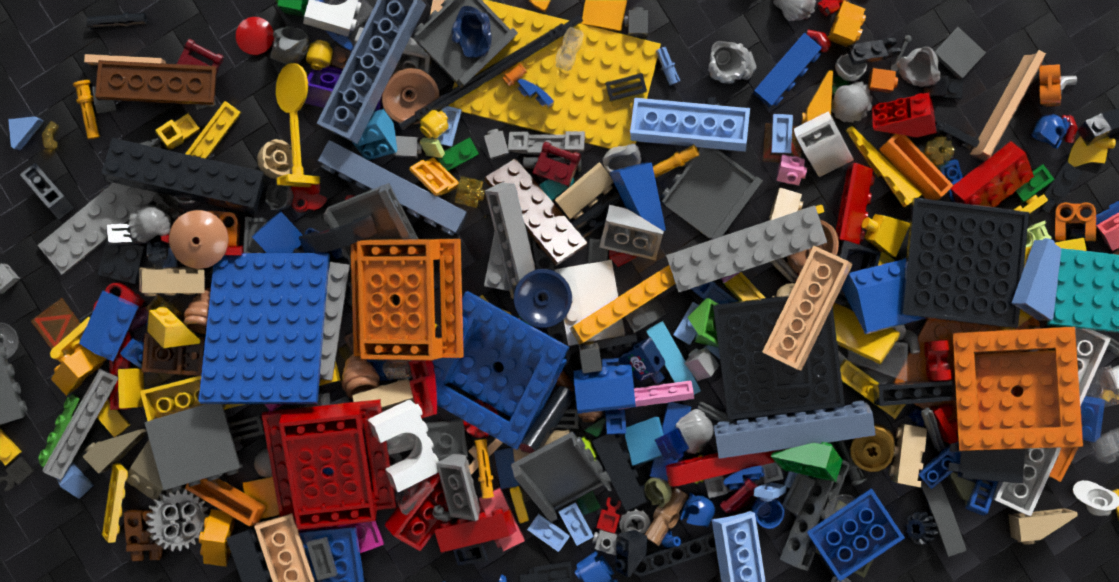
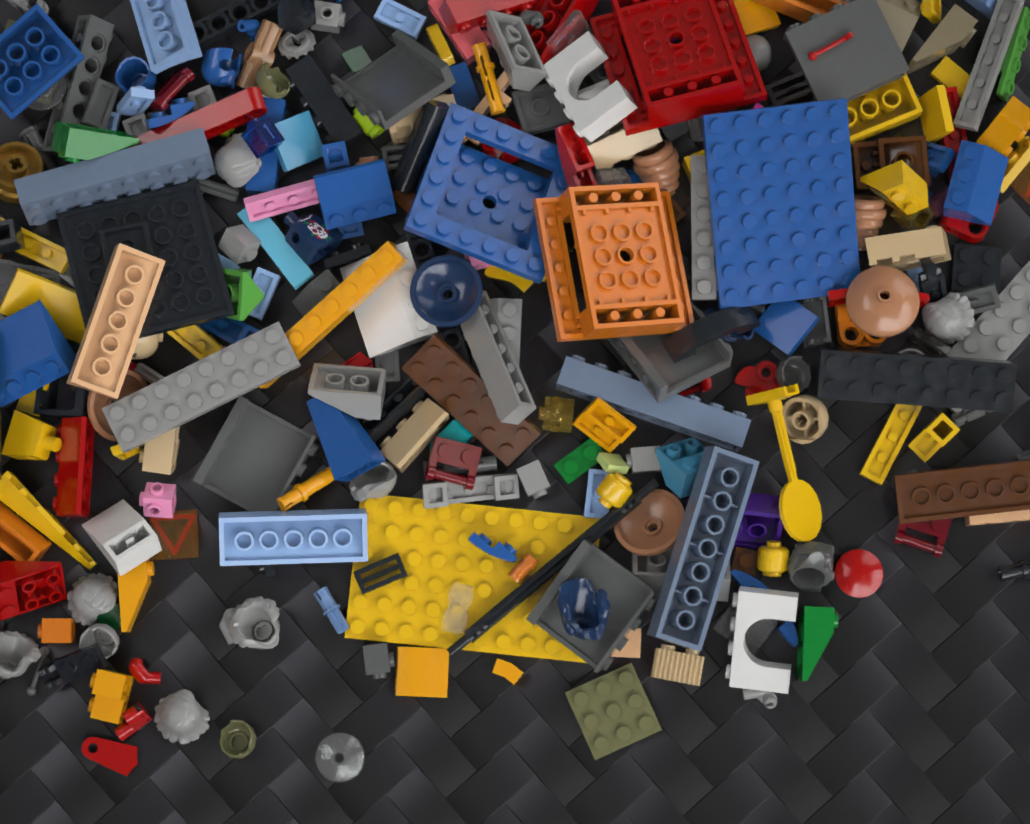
camera: 165 degrees right, 5 degrees down
(220, 444) = (813, 55): none -> red hinge
(576, 523) = (368, 33): light blue plate -> none
(590, 357) = (377, 228): dark grey slope -> none
(596, 427) = (360, 148): dark green slope -> none
(608, 518) = (329, 44): red plate -> none
(781, 133) = (176, 544): light blue plate -> none
(786, 70) = (179, 626): blue brick -> none

